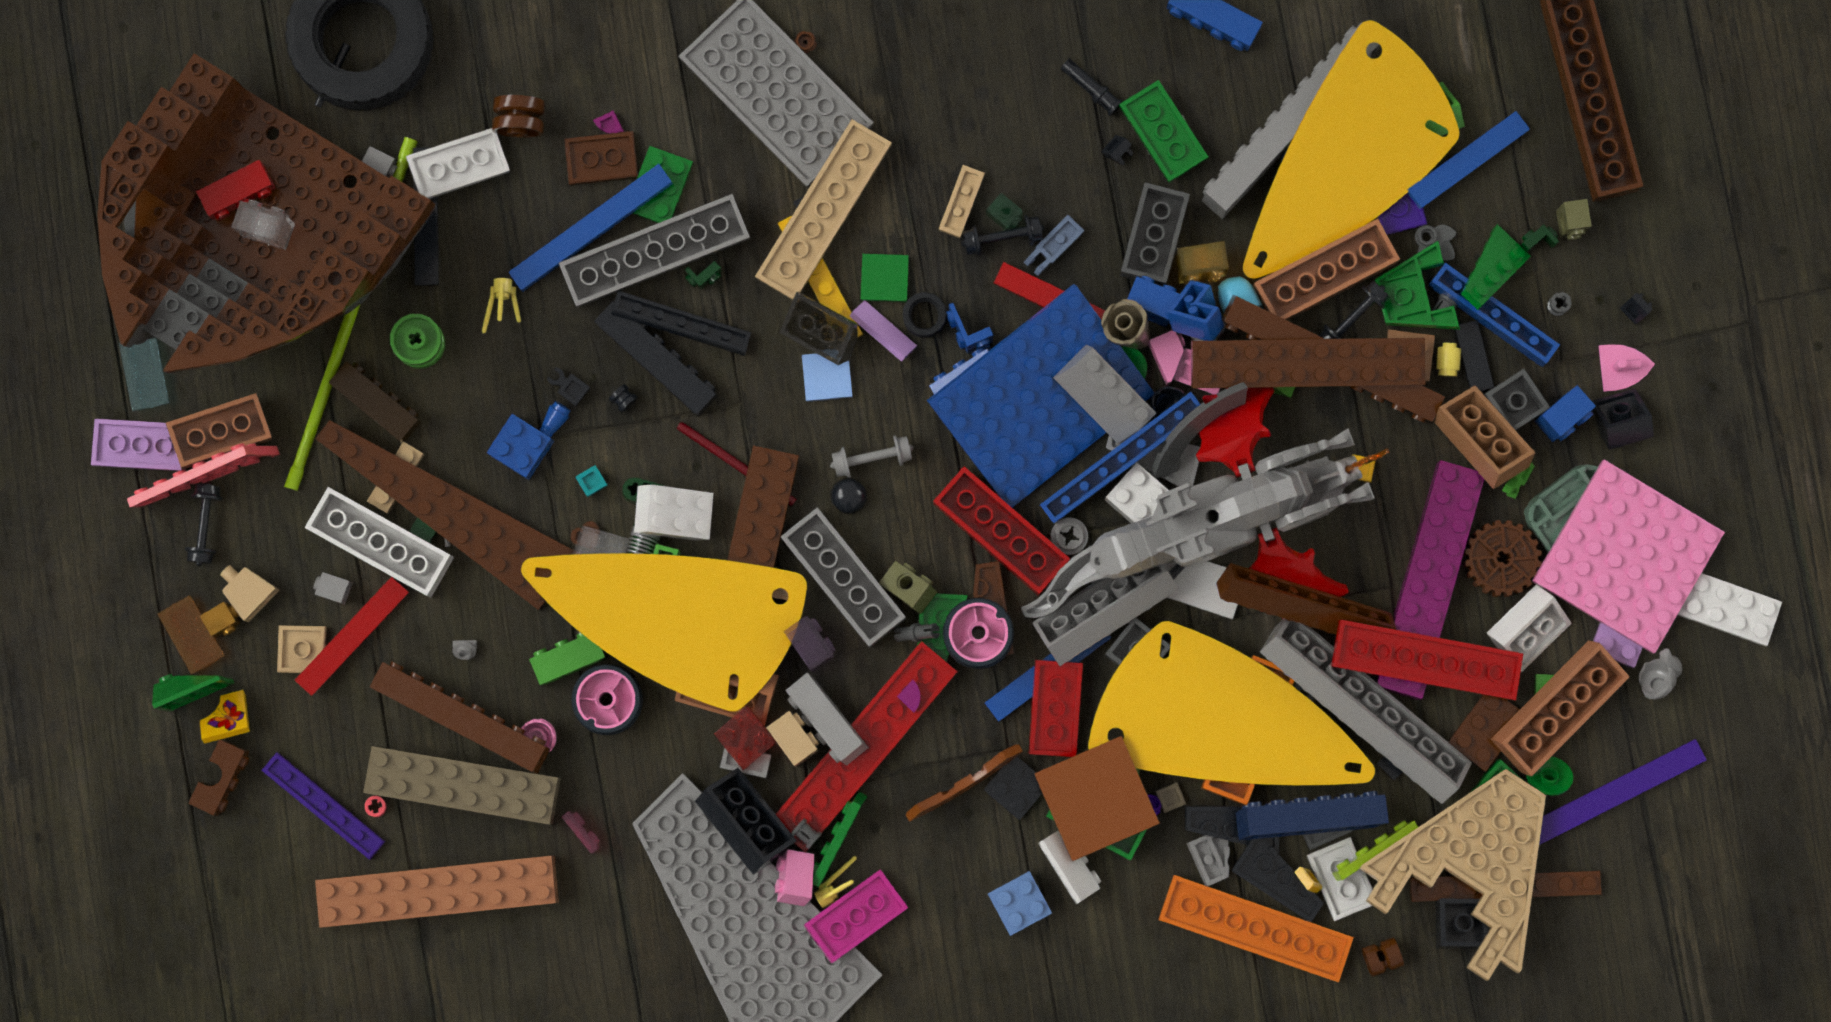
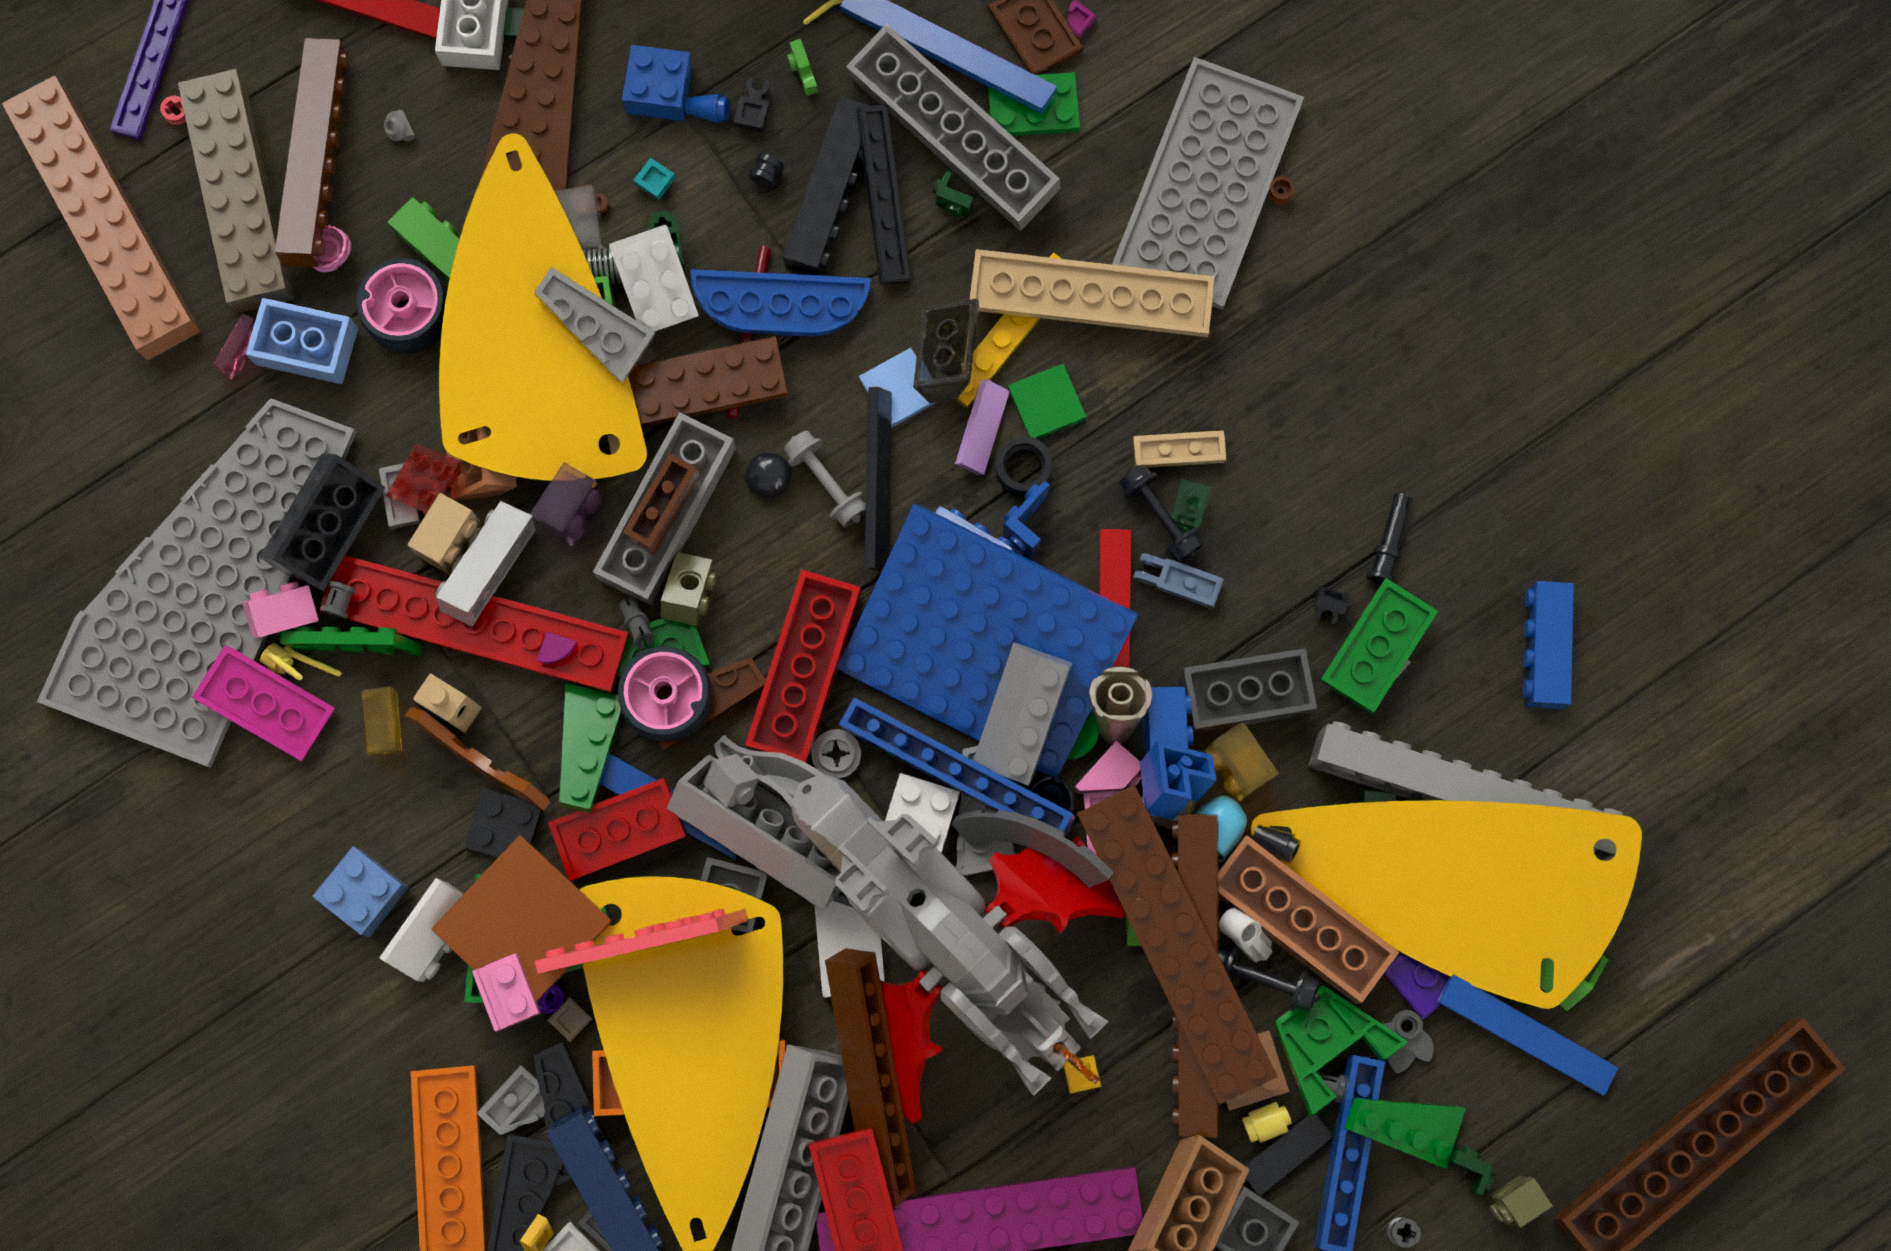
camera: 60 degrees right, 5 degrees down
(551, 338) = (799, 62): none -> bright green plate
(600, 783) = (302, 341): none -> light blue brick
(693, 565) = (602, 328): none -> light grey wing
(727, 431) = (779, 301): none -> blue plate
(846, 575) = (661, 504): none -> reddish brown brick
(889, 420) = (878, 478): none -> black tile
(903, 842) = (381, 721): none -> clear yellow hinge
(911, 790) = (446, 702): none -> tan torso
(981, 701) = (588, 735): none -> green wing
(1063, 612) = (731, 781): none -> light grey brick
(1139, 826) = (506, 992): none -> bright pink plate
(1149, 710) = (644, 938): none -> coral wing
(1267, 183) = (1374, 796): none -> dark green tile
(1268, 264) = (1277, 842): none -> black cone
(1319, 314) = (1246, 934): none -> white piece

